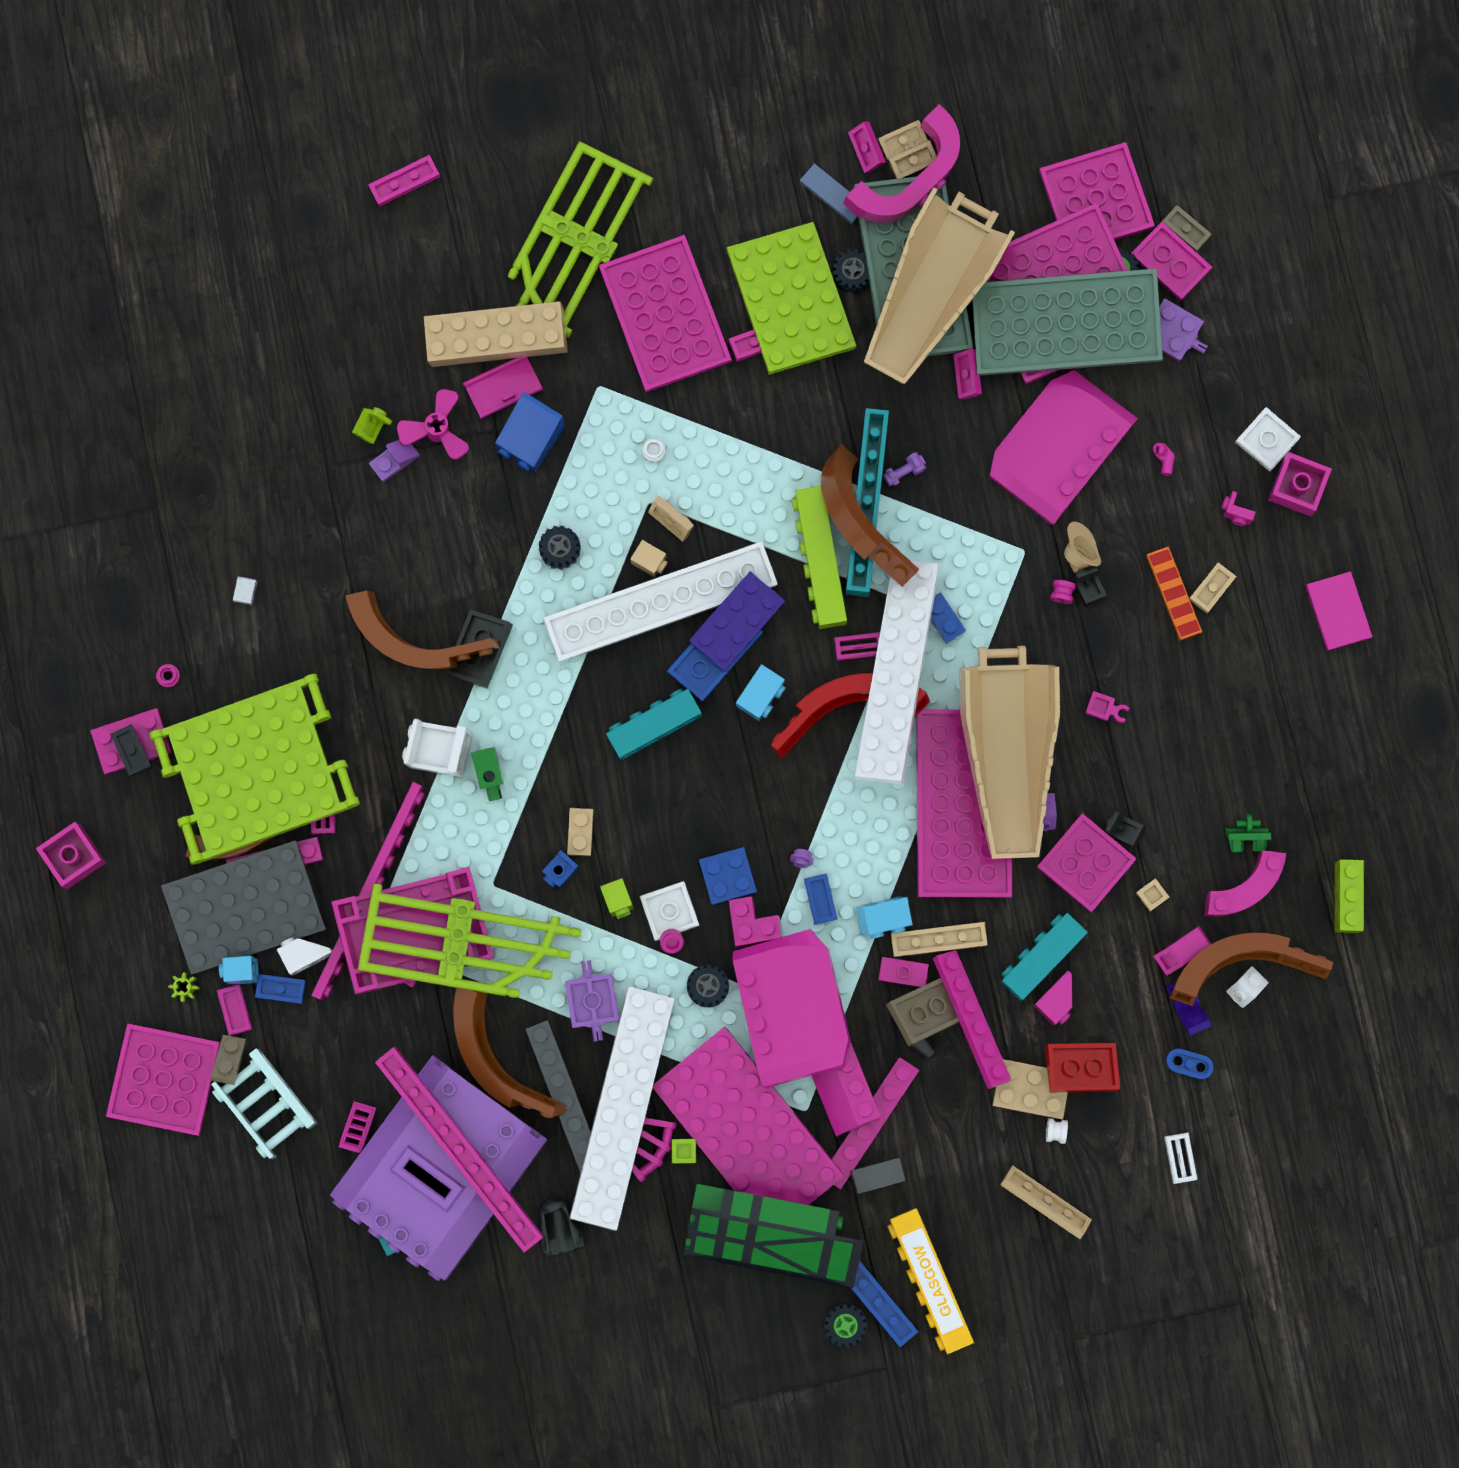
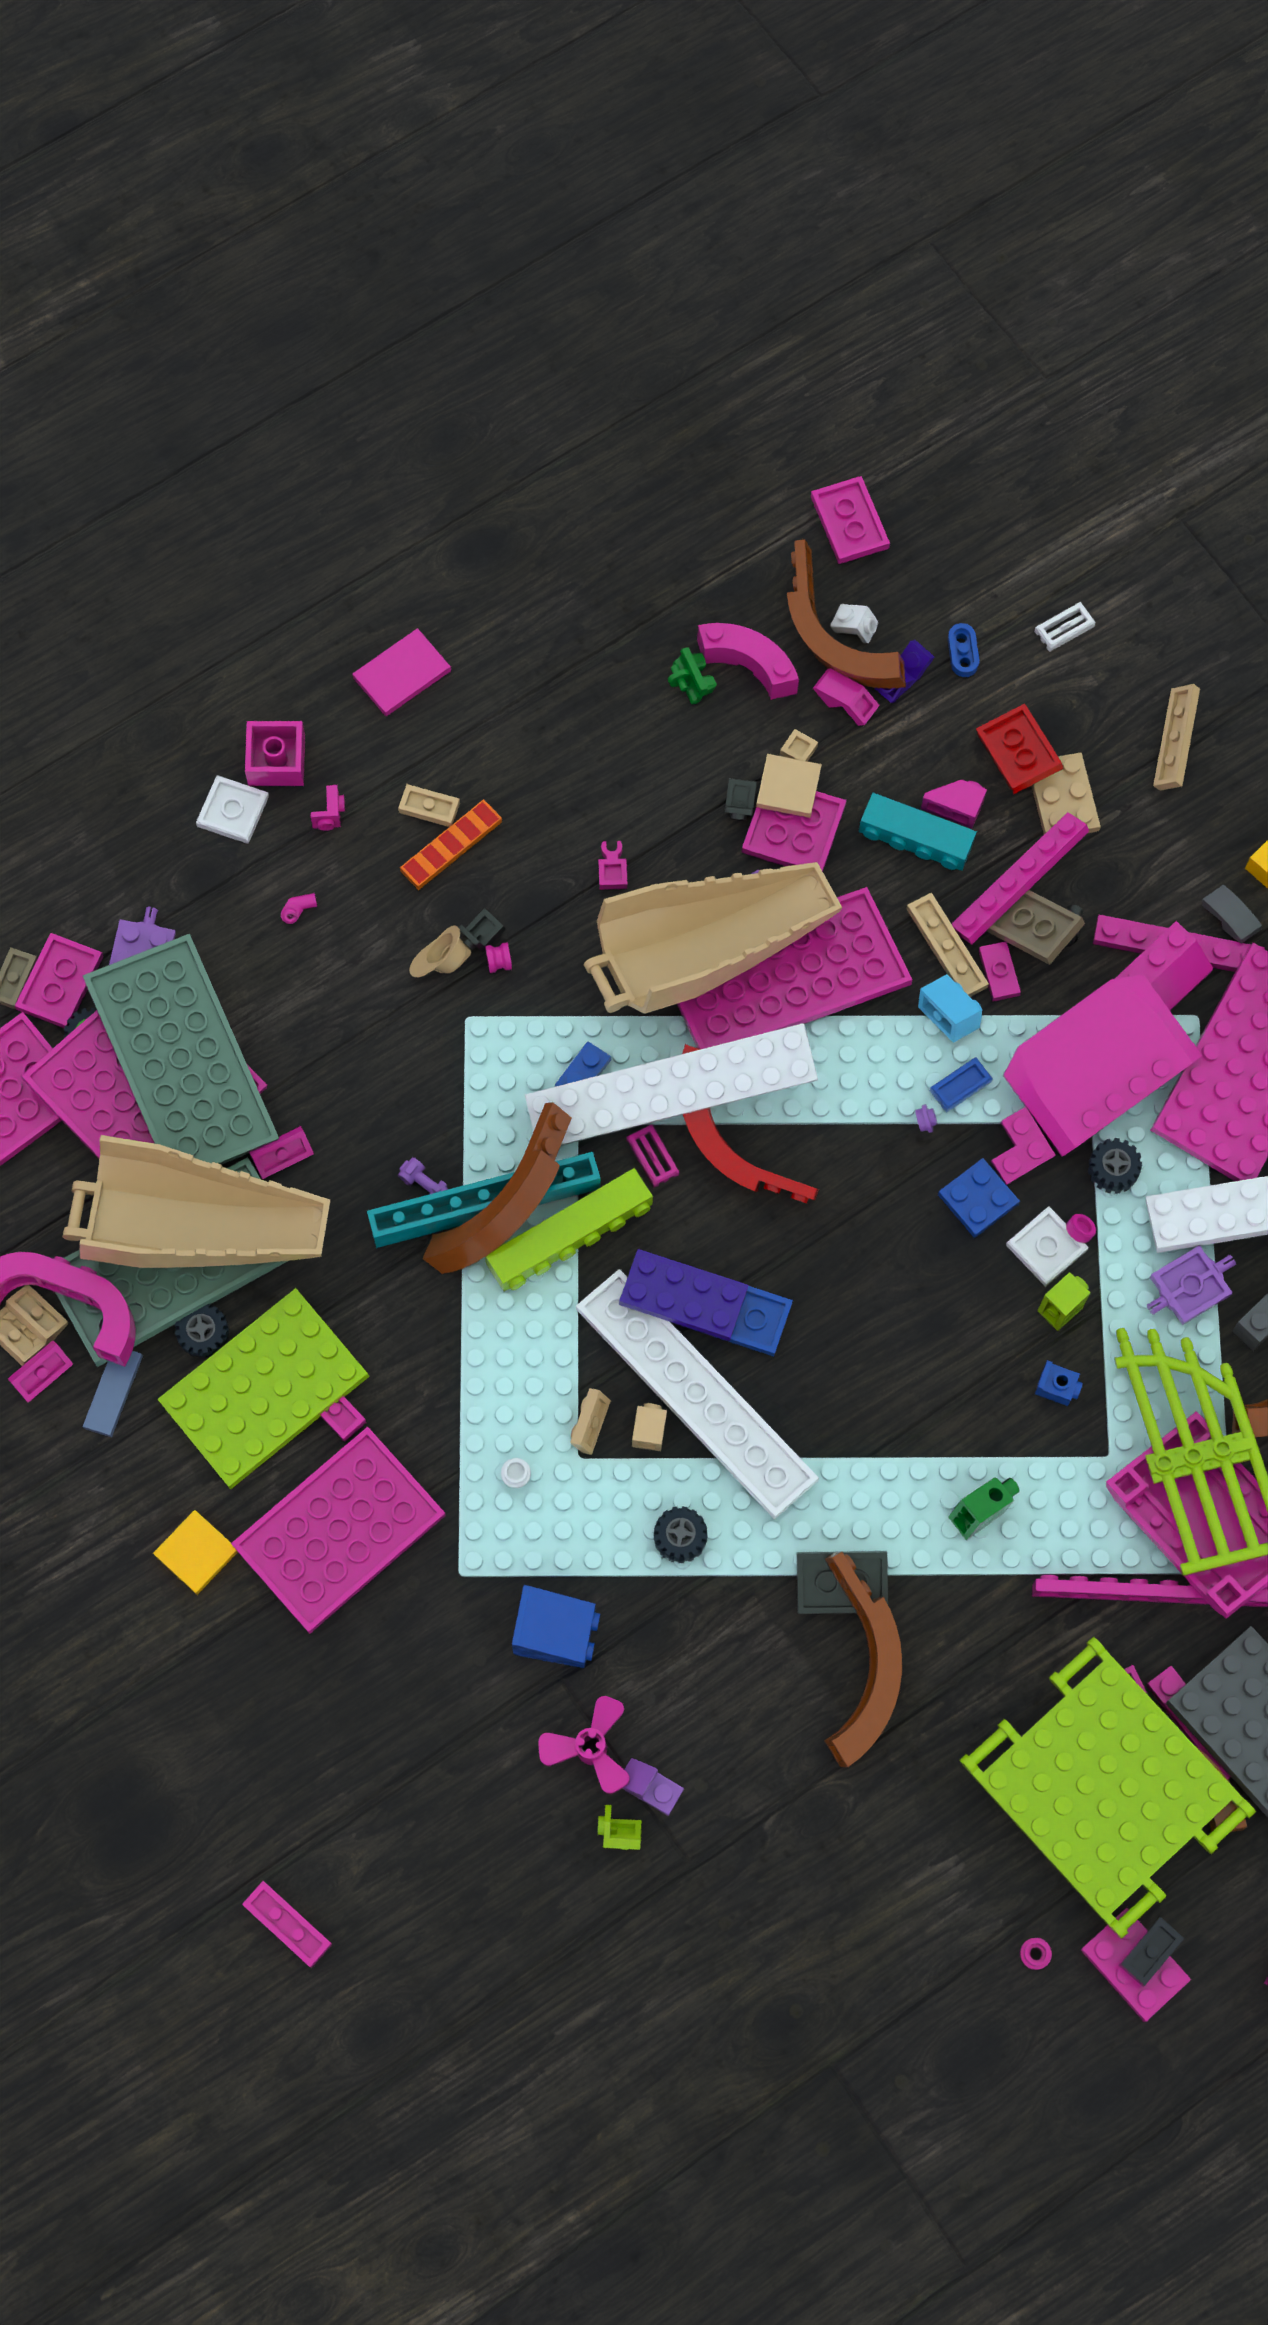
camera: 115 degrees left, 10 degrees down
(244, 590) = (889, 1903): flat silver piece -> none
(437, 748) = (981, 1581): white panel -> none
(495, 334) = (446, 1720): tan brick -> none
(501, 385) = (499, 1688): dark pink door -> none
(573, 234) = (280, 1677): lime piece -> none
(580, 832) = (1003, 1380): tan plate -> none
(653, 724) = (843, 1345): teal brick -> none
(690, 210) = (195, 1552): none -> yellow tile
(760, 693) = (754, 1239): medium azure brick -> none
(1056, 1131) = (1097, 753): white wheel -> none
(1059, 444) = (326, 1023): dark pink slope -> none
(1120, 870) = (788, 785): none -> tan tile
(1342, 1022) = (850, 520): none -> dark pink plate
(1349, 896) = (714, 555): lime brick -> none

